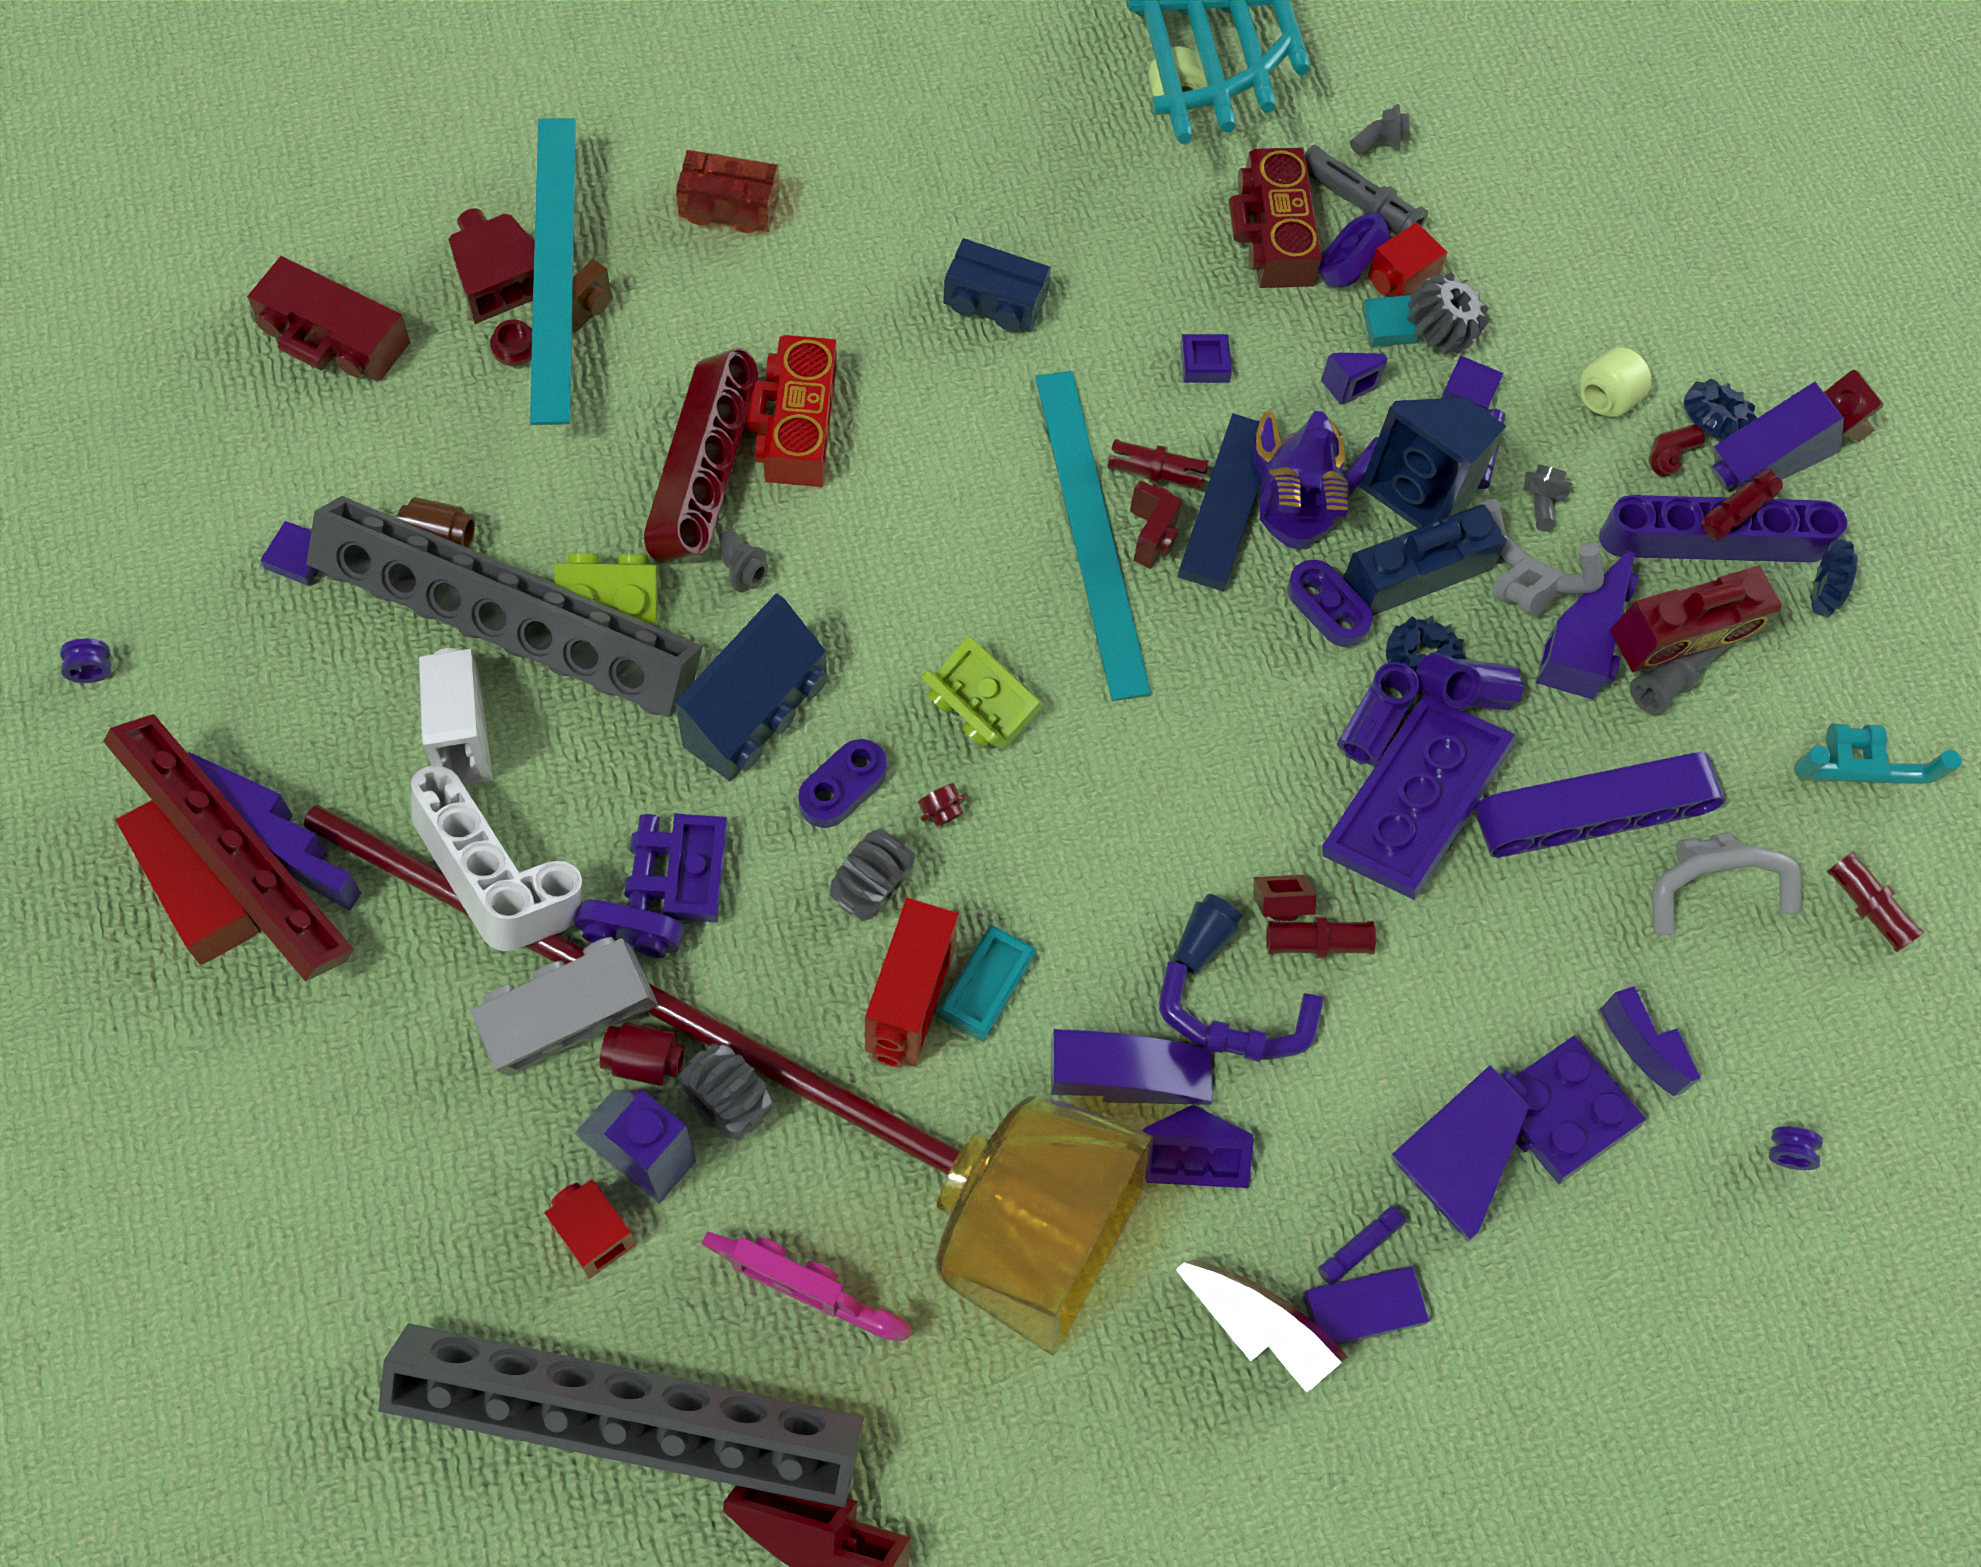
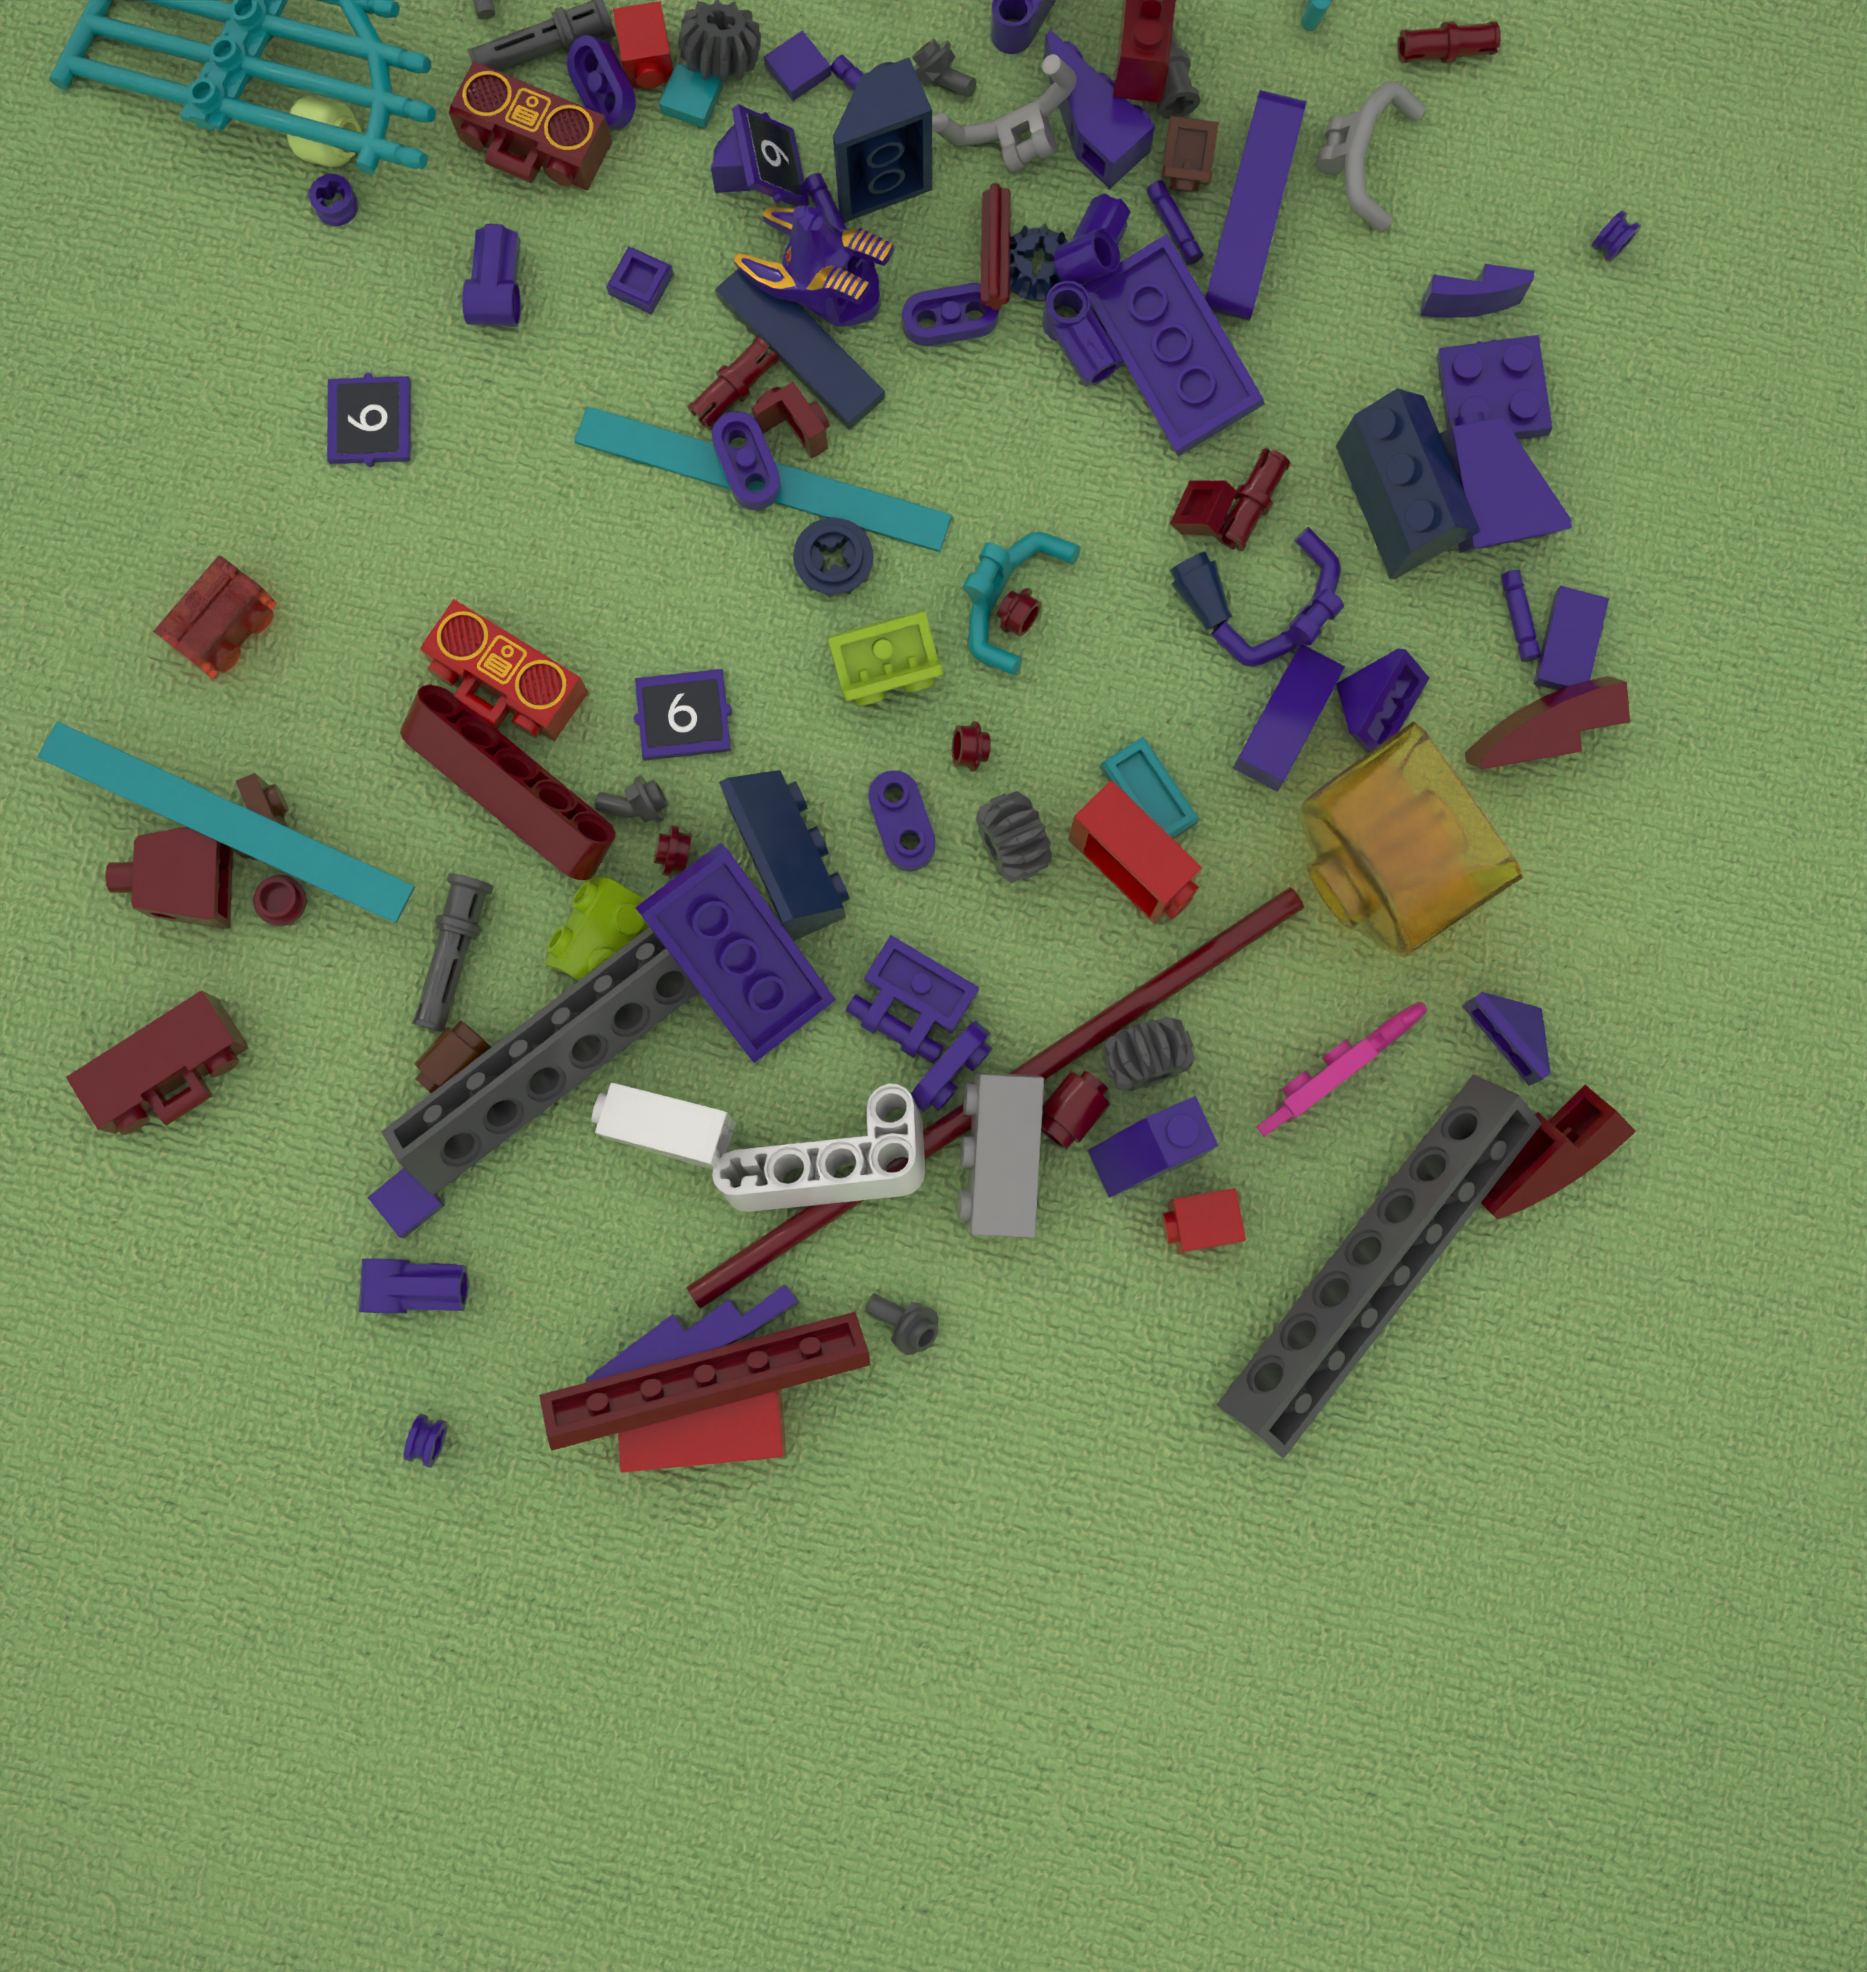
camera: 55 degrees left, 15 degrees up
(216, 580) = (403, 1286): none -> dark purple piece
(367, 1014) = (909, 1323): none -> dark grey plate
(555, 479) = (456, 928): none -> dark grey pin
(629, 686) = (736, 952): none -> dark purple plate
(711, 609) = (672, 850): none -> dark red plate
(842, 566) = (682, 714): none -> piece
(937, 1445) = (1515, 1031): none -> dark purple slope
(960, 215) = (369, 420): none -> piece
(996, 285) = (464, 424): dark blue brick -> none
(1071, 606) = (831, 535): none -> dark blue gear
(1091, 507) = (747, 463): none -> dark purple plate
(1091, 787) = (1018, 612): none -> dark red plate
(1104, 747) = (988, 582): none -> teal piece
(1120, 122) = (325, 188): none -> dark purple bush
(1124, 256) = (493, 290): none -> dark purple piece
(1366, 394) = (770, 157): none -> piece
(1411, 606) = (995, 247): none -> dark red axle
(1420, 1059) = (1405, 481): none -> dark blue slope
(1426, 559) = (955, 206): dark blue piece -> none
(1539, 748) = (1174, 222): none -> dark purple wheel
(1608, 726) = (1189, 153): none -> reddish brown bracket

